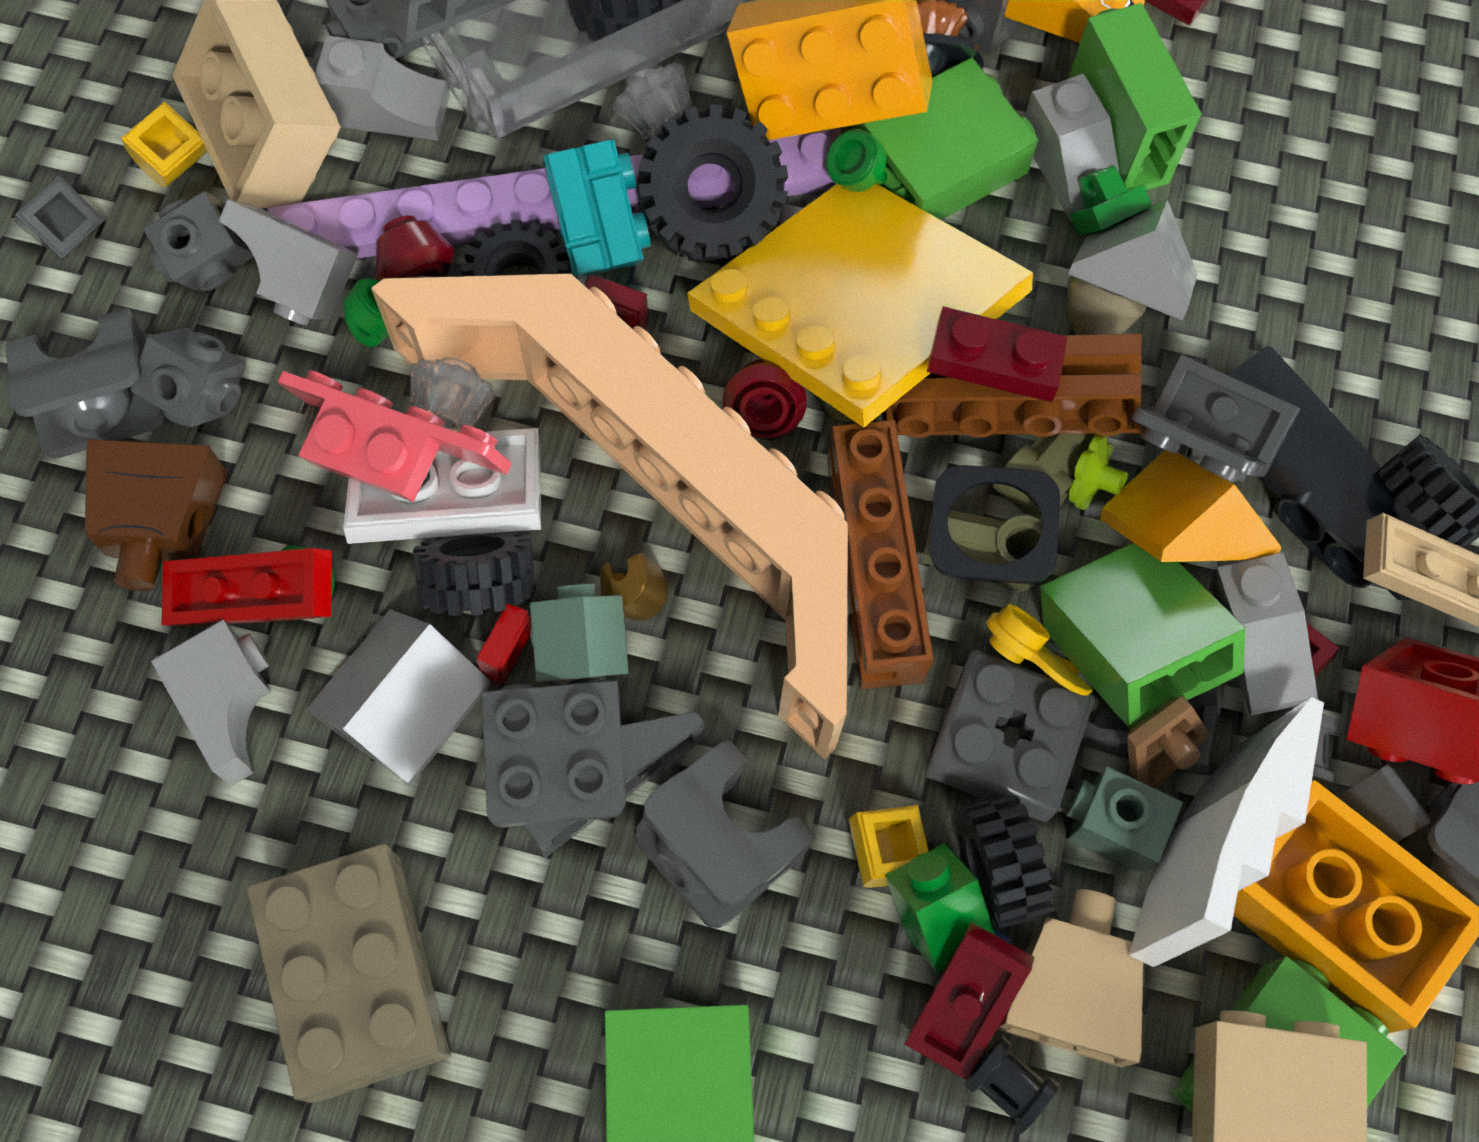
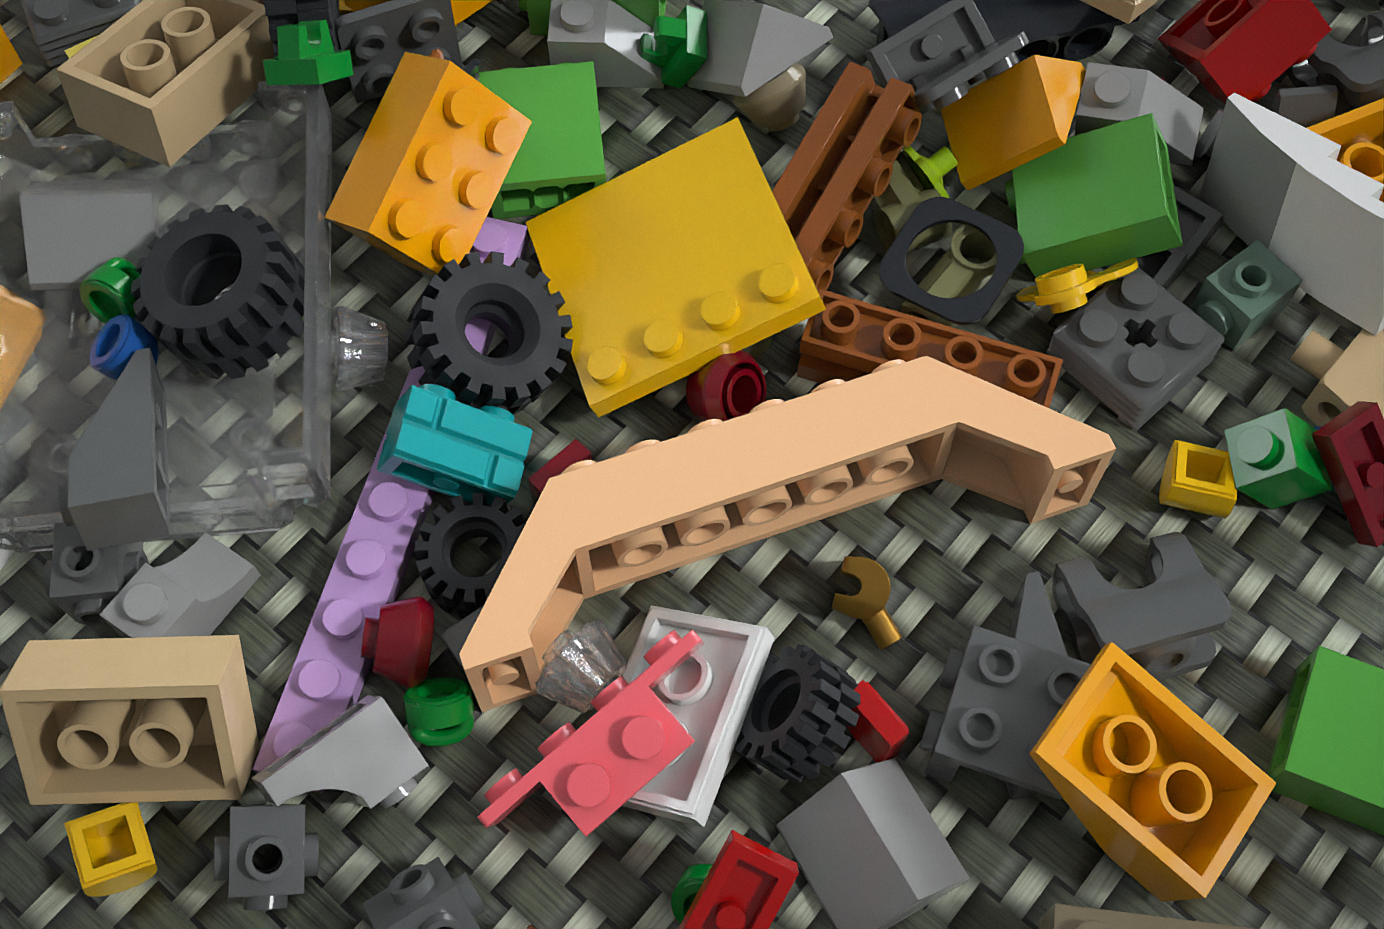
camera: 60 degrees left, 5 degrees down
(535, 879) = (1150, 778): none -> light orange slope
(578, 635) = (903, 648): sand green brick -> none
(856, 161) = (529, 208): green tile -> none
(997, 354) = (816, 172): dark red plate -> none
(1006, 860) = (1256, 383): black tyre -> none
(1165, 742) = (1196, 228): medium nougat piece -> none

